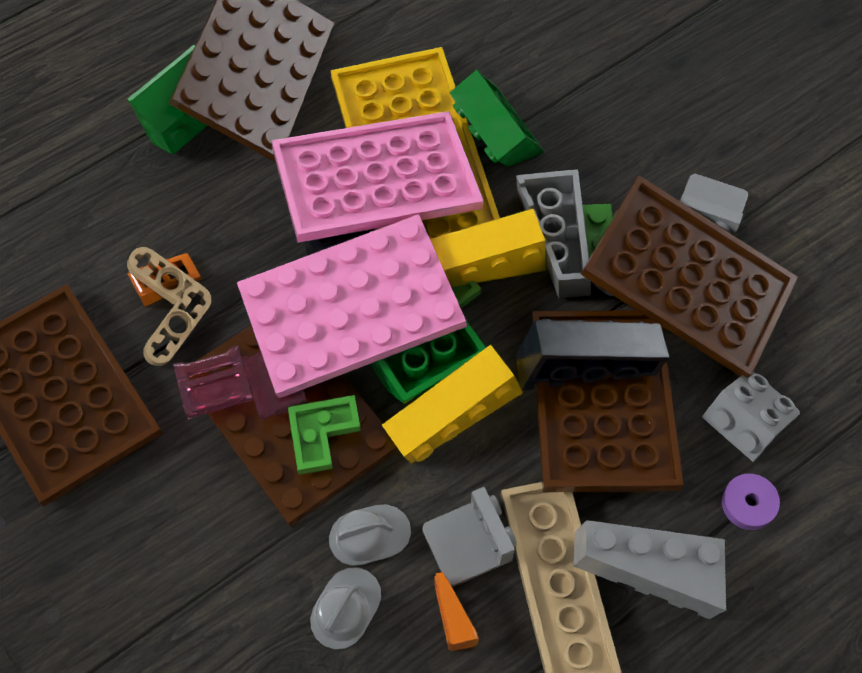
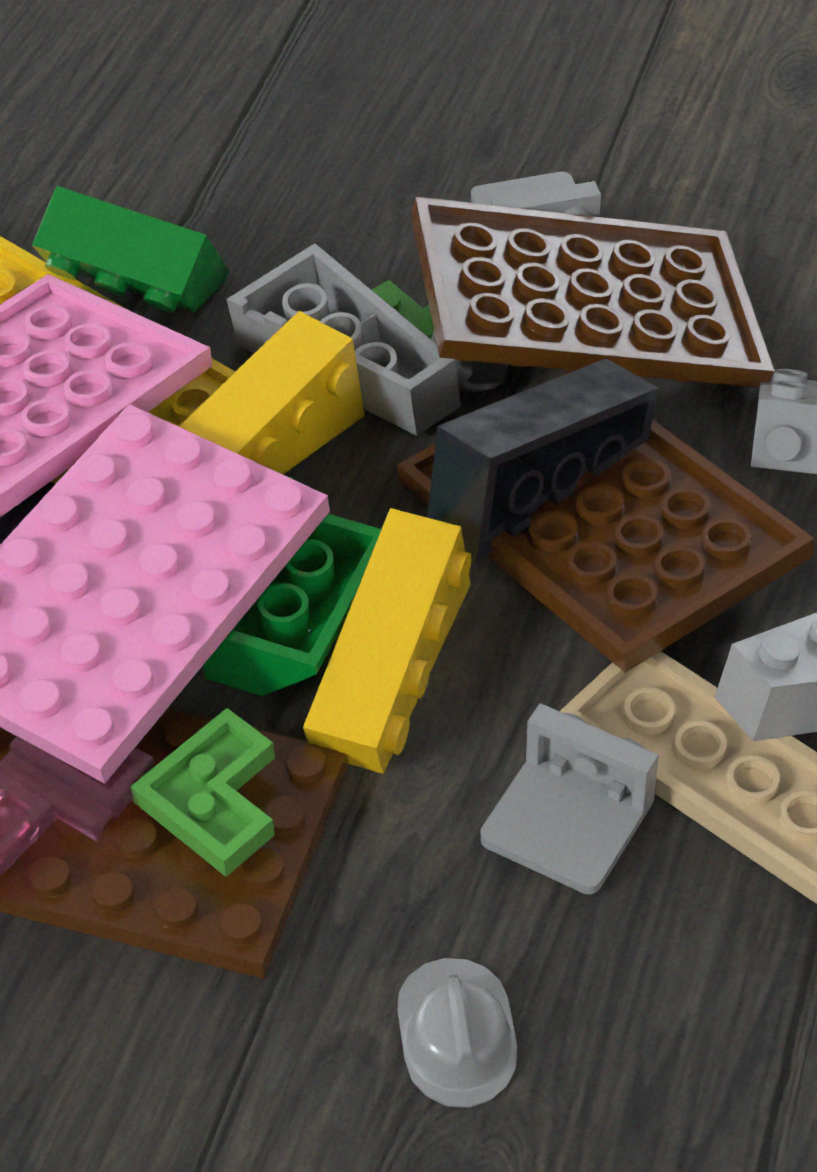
camera: 35 degrees left, 15 degrees down
(369, 534) = (403, 907): light grey piece -> none
(457, 625) = (638, 921): orange slope -> none

